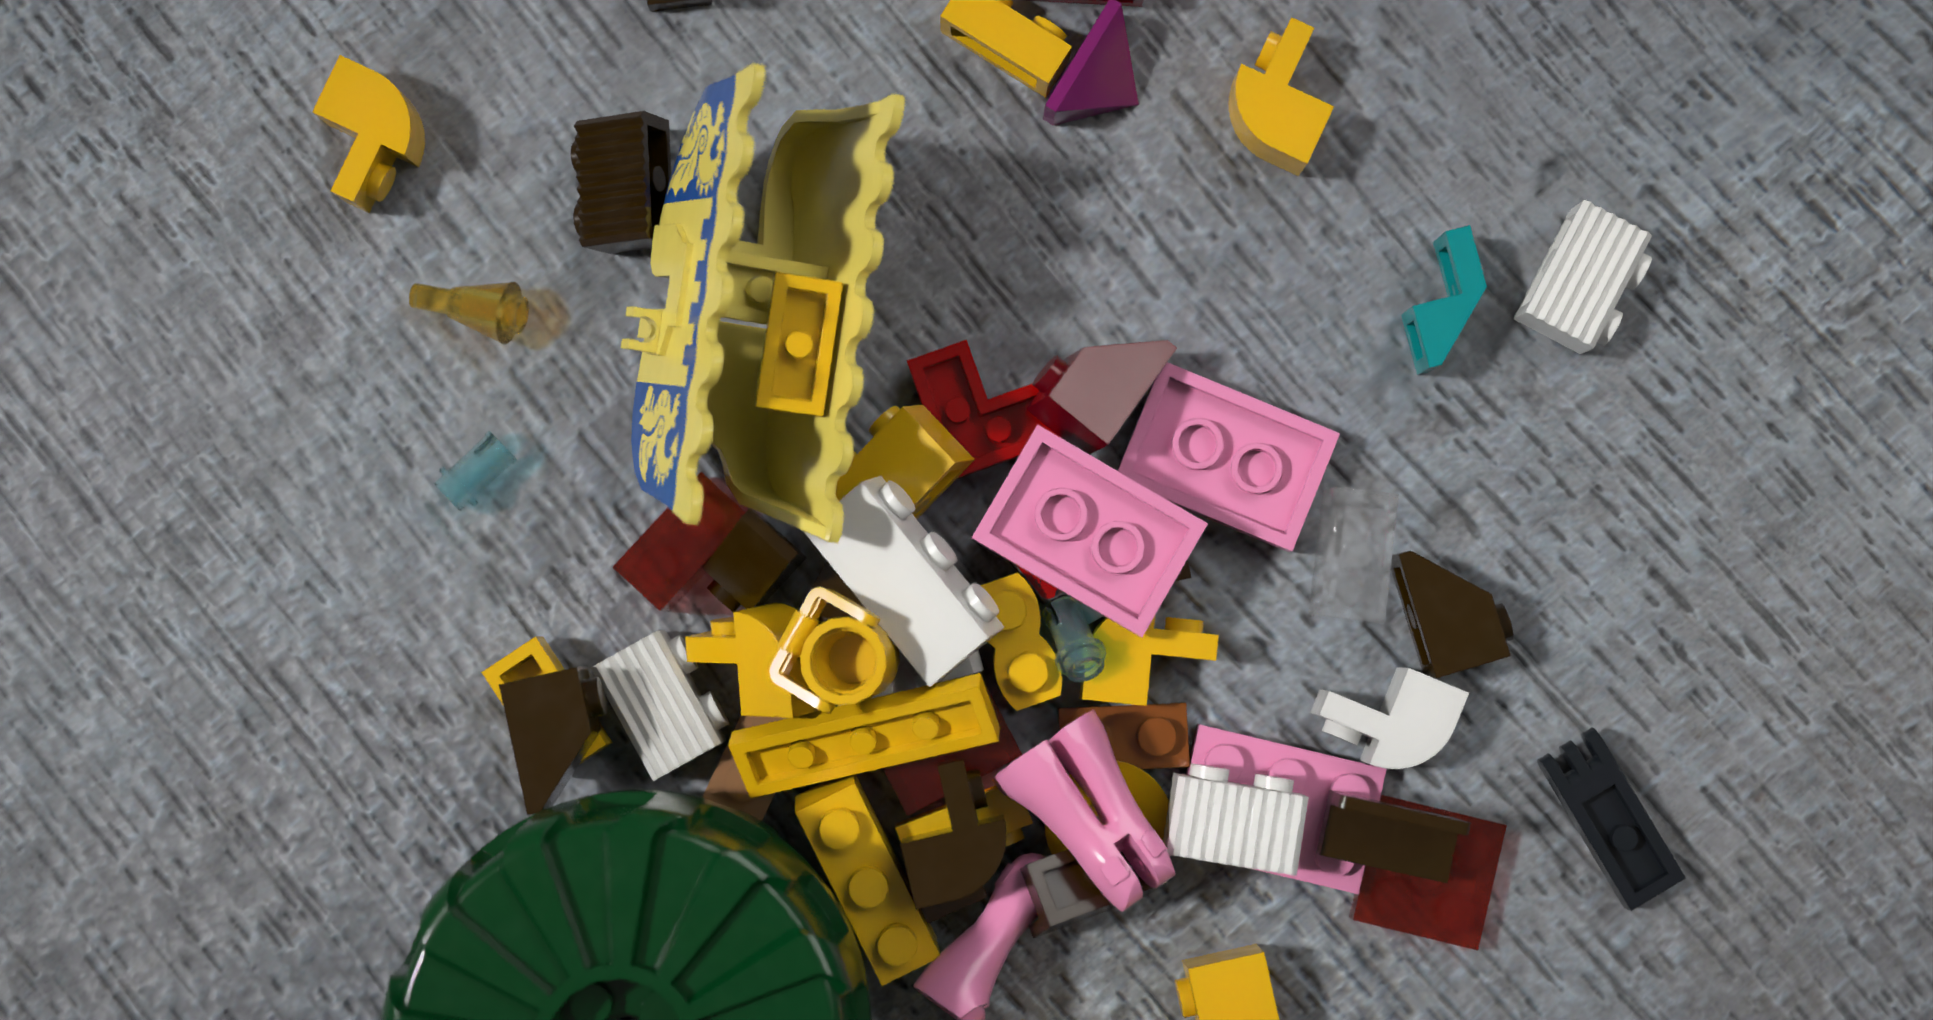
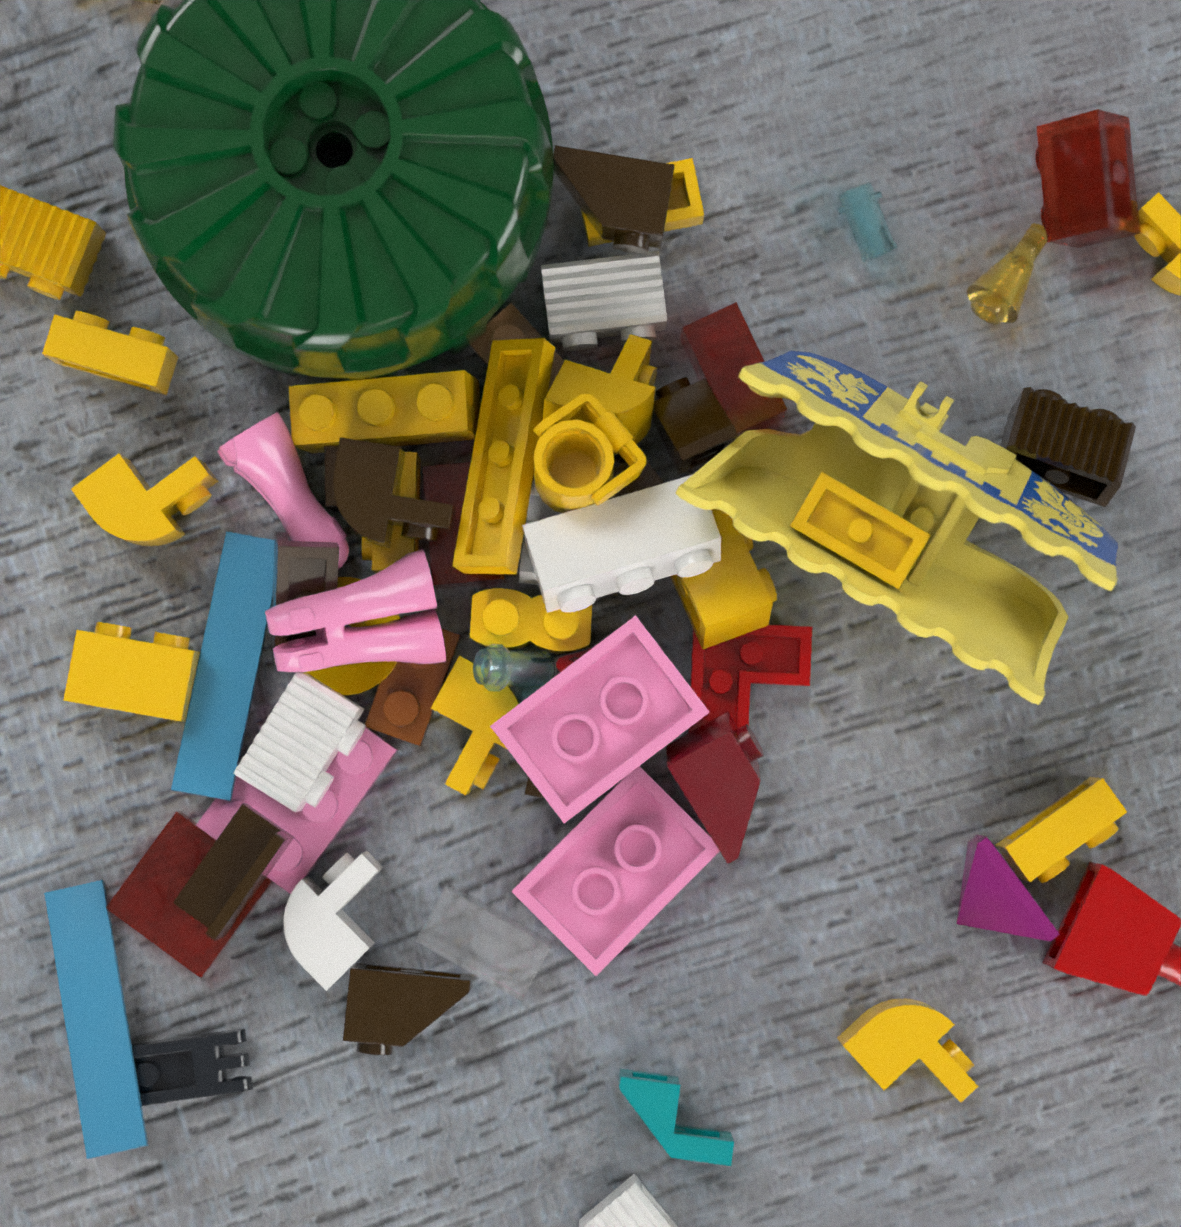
camera: 115 degrees right, 0 degrees up
(344, 267) = (1087, 179): none -> clear red brick
(1189, 929) = (226, 669): none -> dark azure piece
(1592, 912) = (95, 1020): none -> dark azure piece

